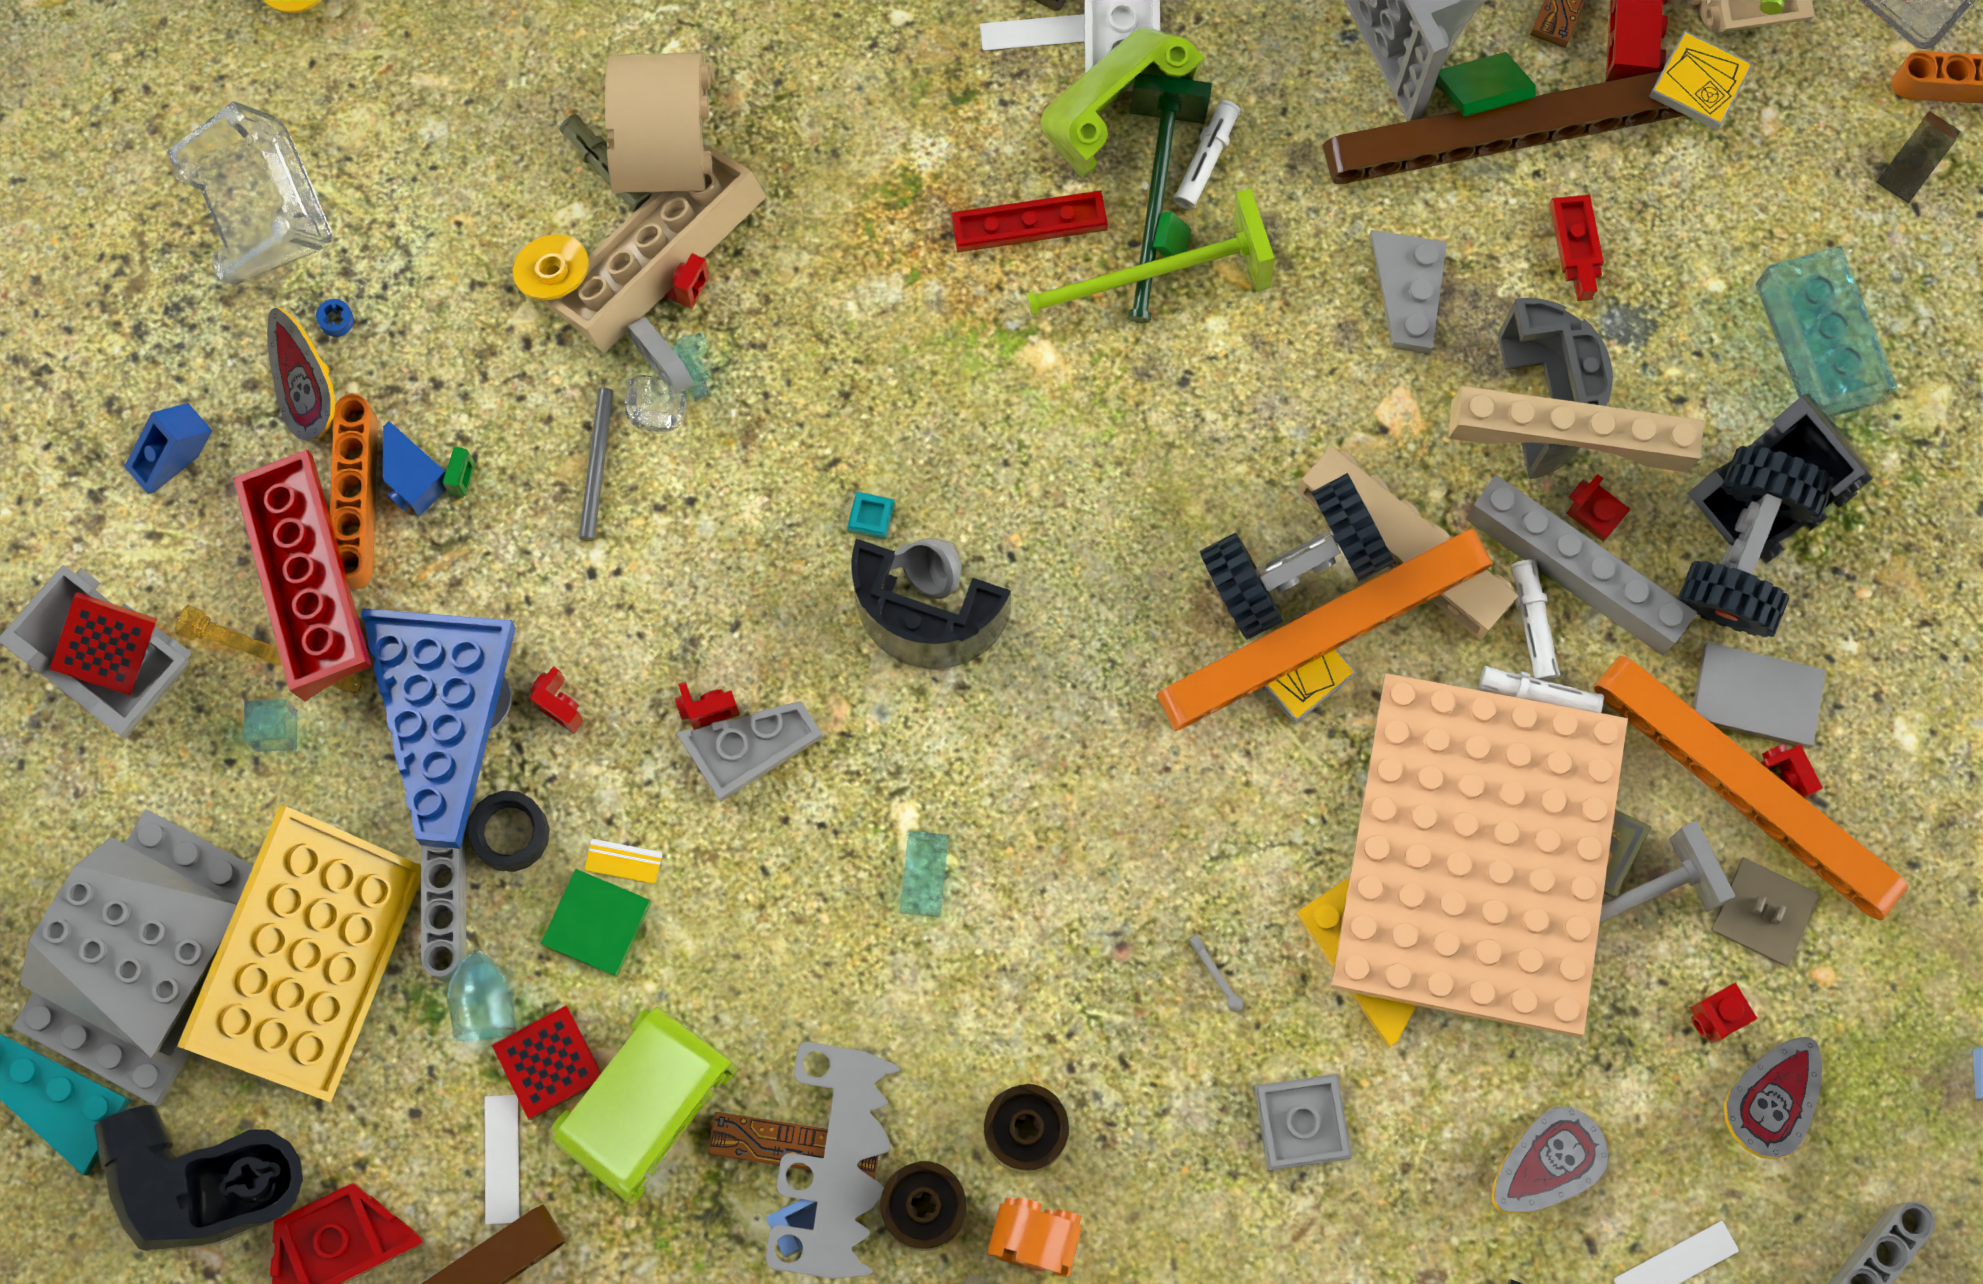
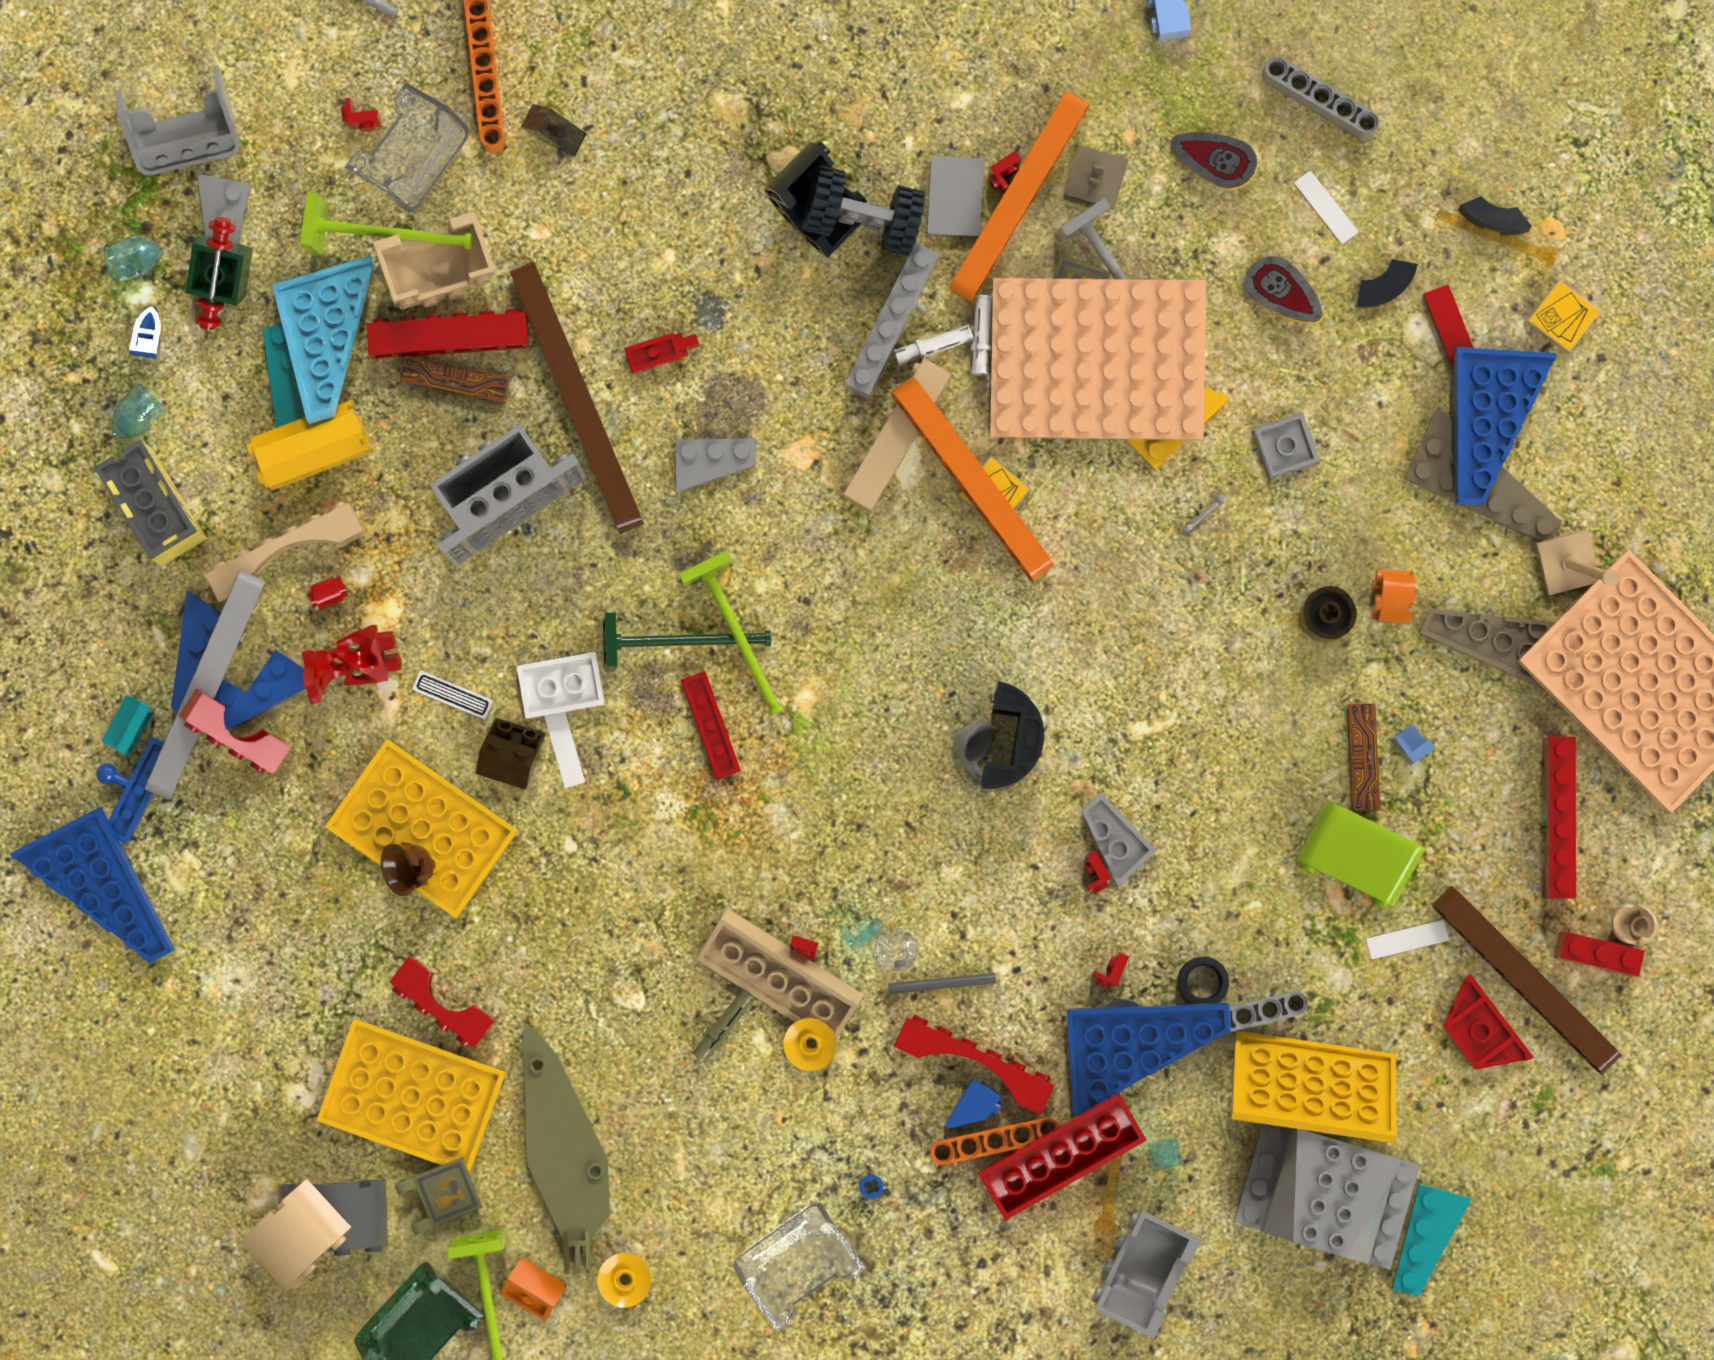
camera: 100 degrees left, 10 degrees up
(103, 643) = (1137, 1273): red tile -> none
(167, 446) = (987, 1274): blue slope -> none
(200, 1194) = (1472, 1118): black piece -> none
(299, 378) = (924, 1196): shield -> none
(419, 545) = (1026, 1089): none -> red arch
(459, 472) = (967, 1072): green tile -> none
(480, 1000) = (1315, 972): clear light blue helmet -> none
(547, 1062) = (1343, 923): red tile -> none
(596, 922) = (1249, 913): green tile -> none
(623, 861) = (1205, 905): yellow sticker -> none
(657, 121) = (692, 990): tan cylinder -> none
(660, 355) = (864, 953): light grey beam -> none
(838, 1182) = (1385, 722): light grey piece -> none
(870, 515) = (942, 792): teal tile -> none
(912, 1184) = (1376, 679): dark brown brick -> none
(924, 874) = (1176, 710): clear light blue tile -> none
(1074, 119) = (611, 683): lime windscreen -> none
(1171, 235) = (708, 625): green tile -> none
(1213, 141) = (609, 604): white pin -> none
(1247, 589) = (954, 530): black plate -> none
(1485, 84) = (555, 428): green tile -> none
(1519, 418) = (817, 335): tan arch -> none
(1573, 363) = (774, 337): dark grey cylinder -> none
(1596, 508) = (847, 315): red bracket -> none
(1701, 80) = (531, 283): yellow tile -> none
(1722, 1014) = (1167, 197): red bracket -> none
(1826, 332) = (700, 179): clear light blue brick -> none

